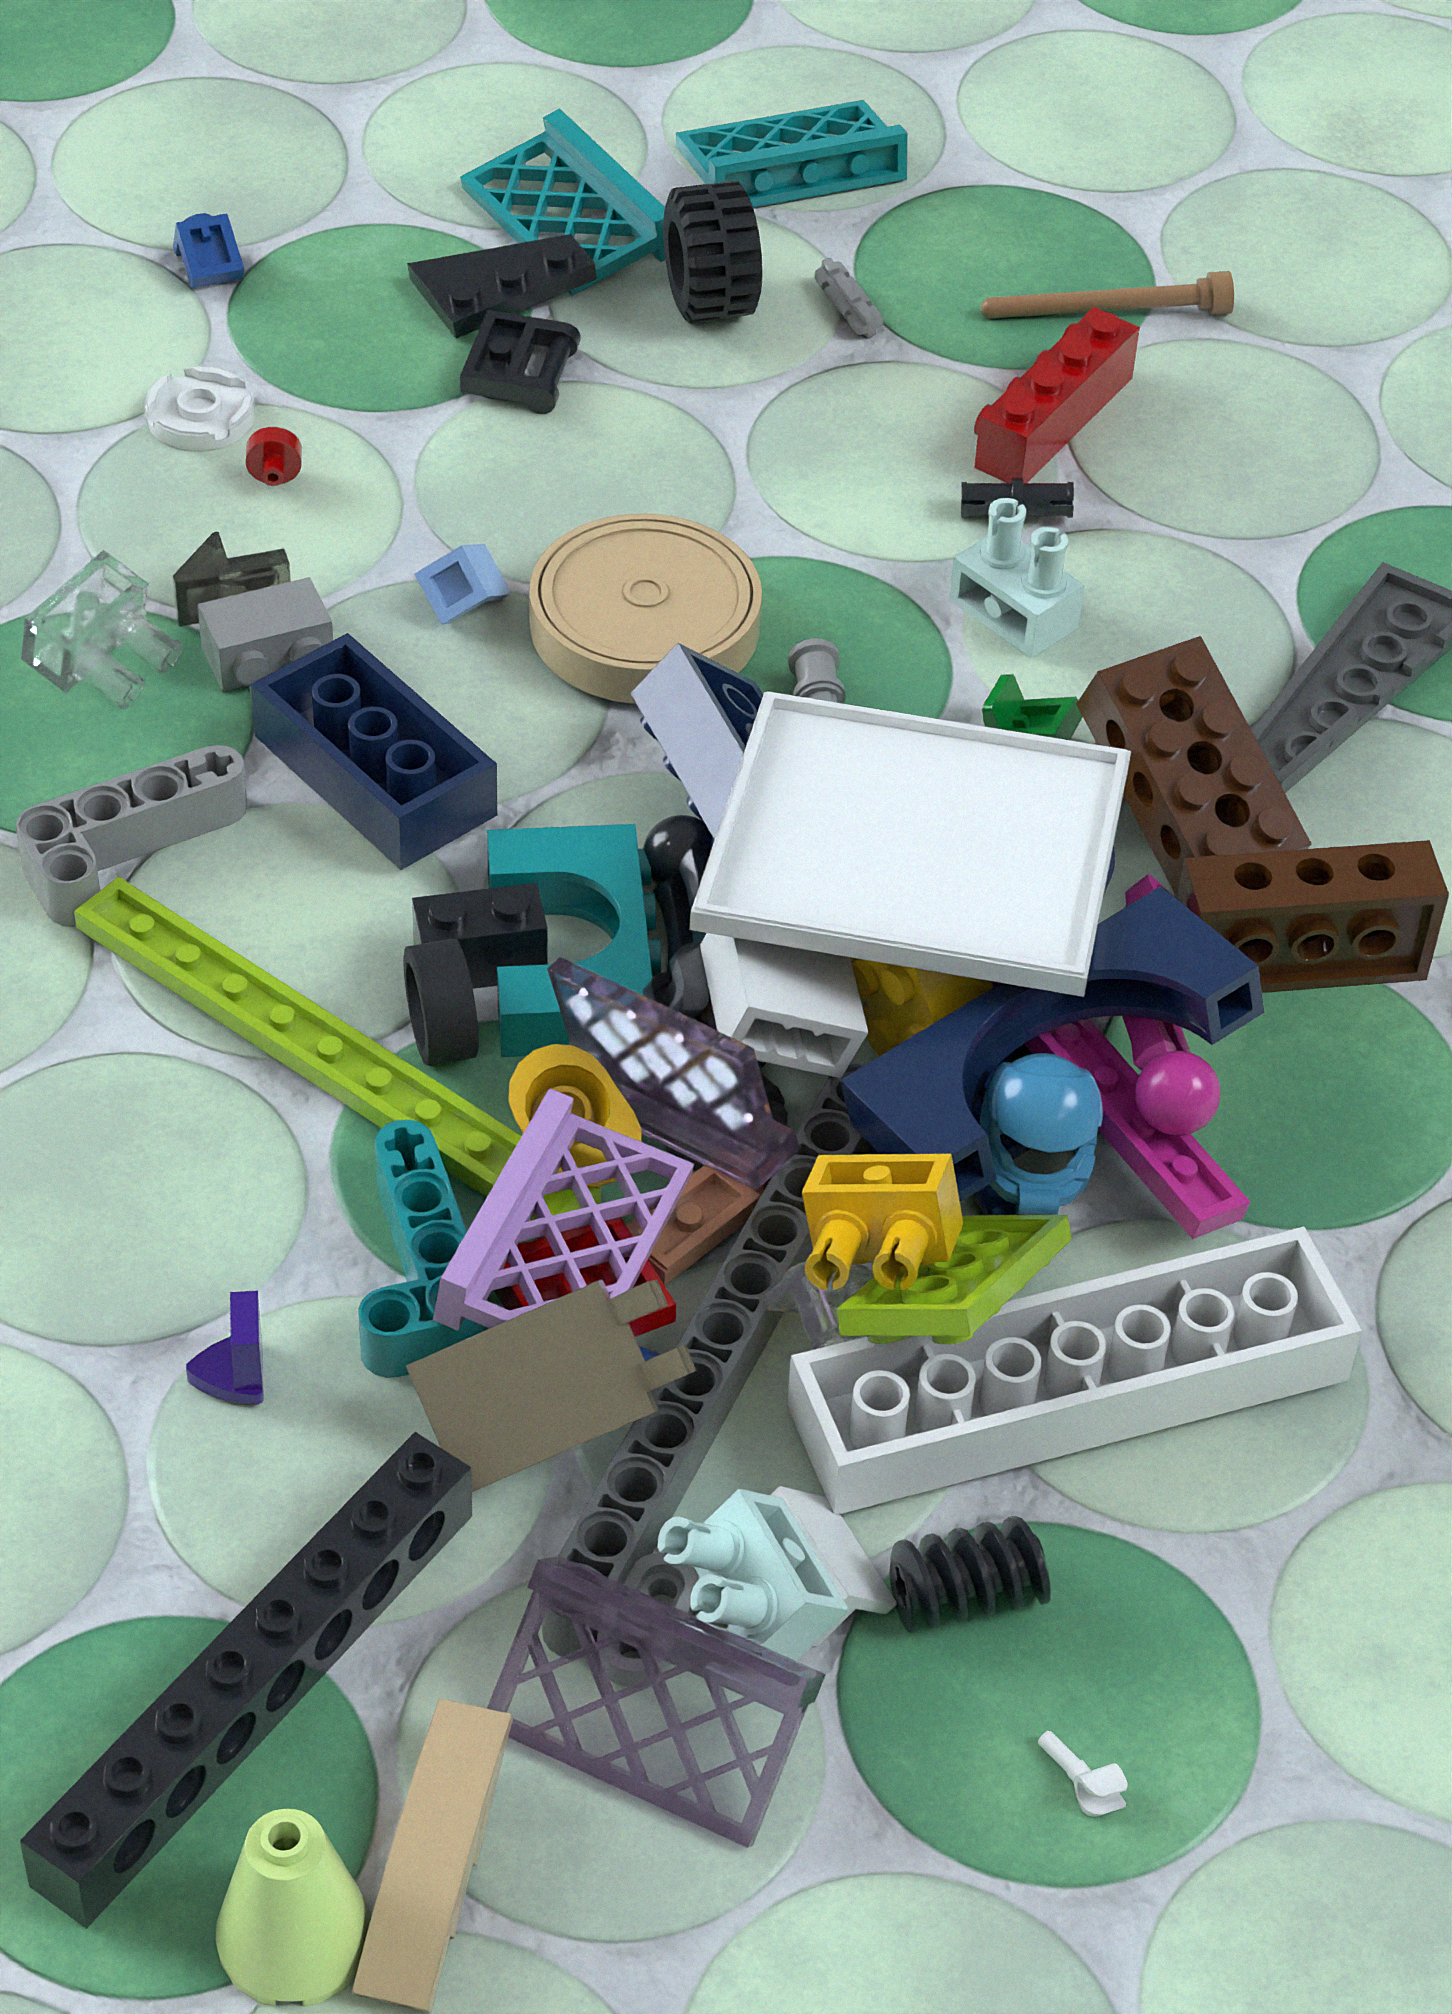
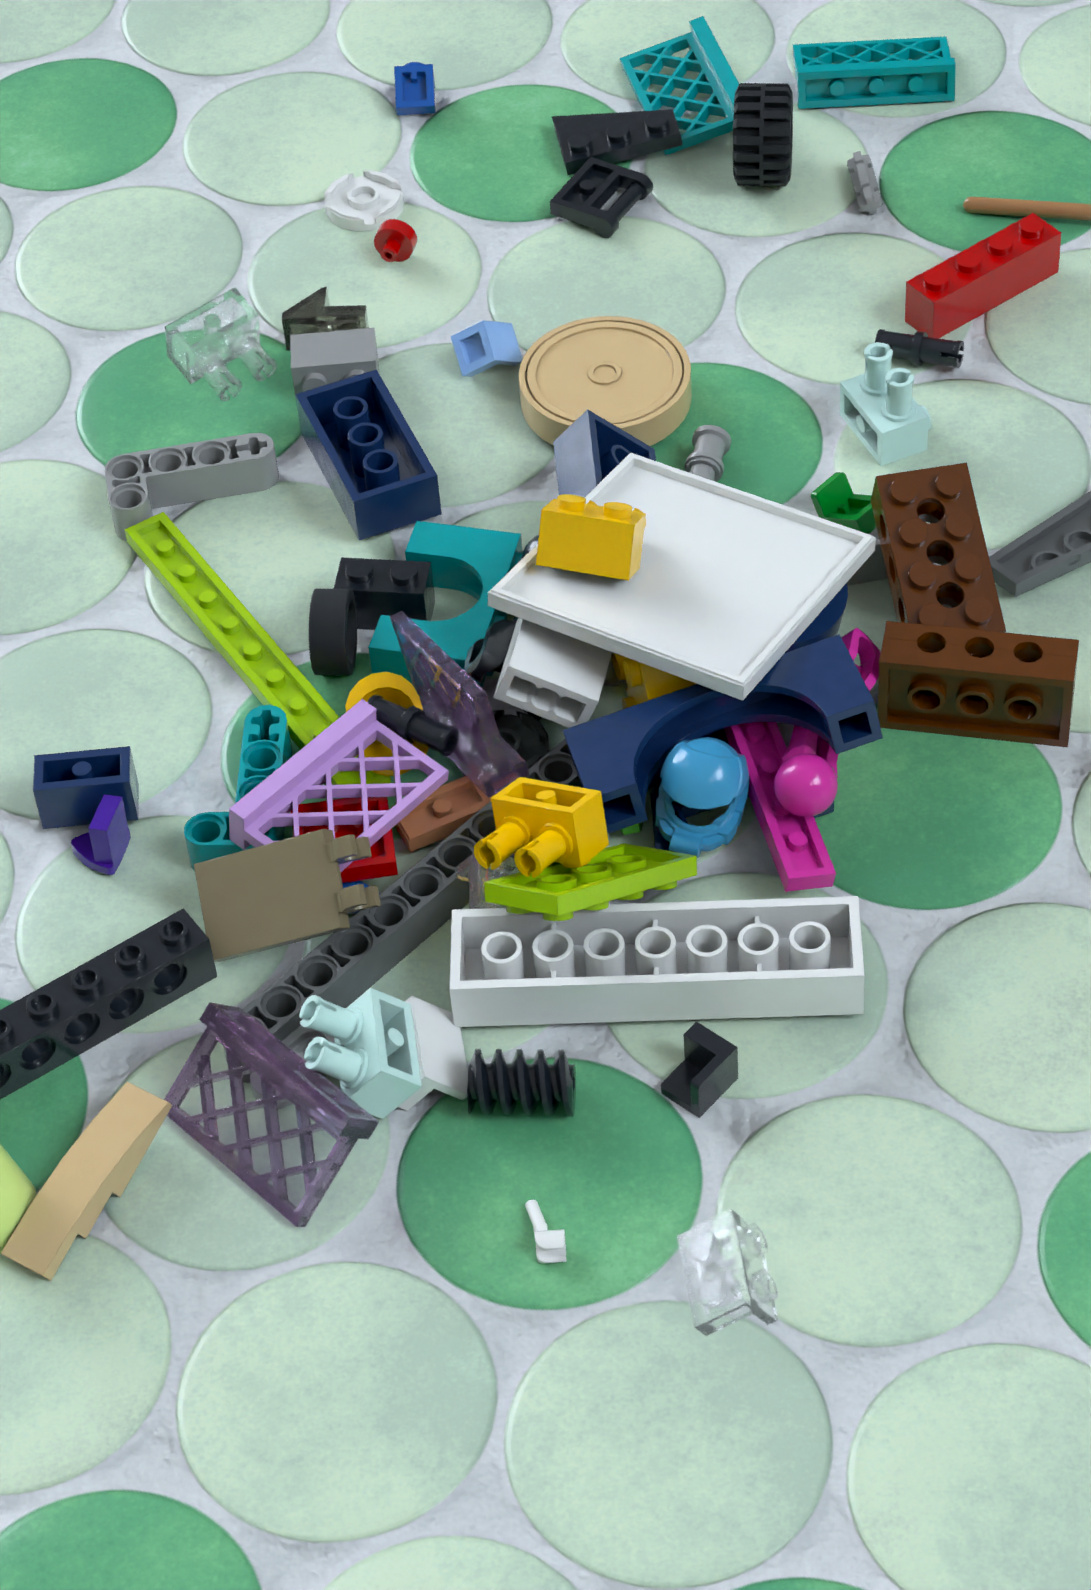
camera: 25 degrees right, 0 degrees up
(184, 1285) = (73, 784): none -> dark blue brick
(626, 1112) = (415, 726): none -> black pin
(802, 813) = (591, 537): none -> yellow brick
(1186, 1502) = (705, 1073): none -> black panel
(1344, 1772) = (727, 1273): none -> clear bracket

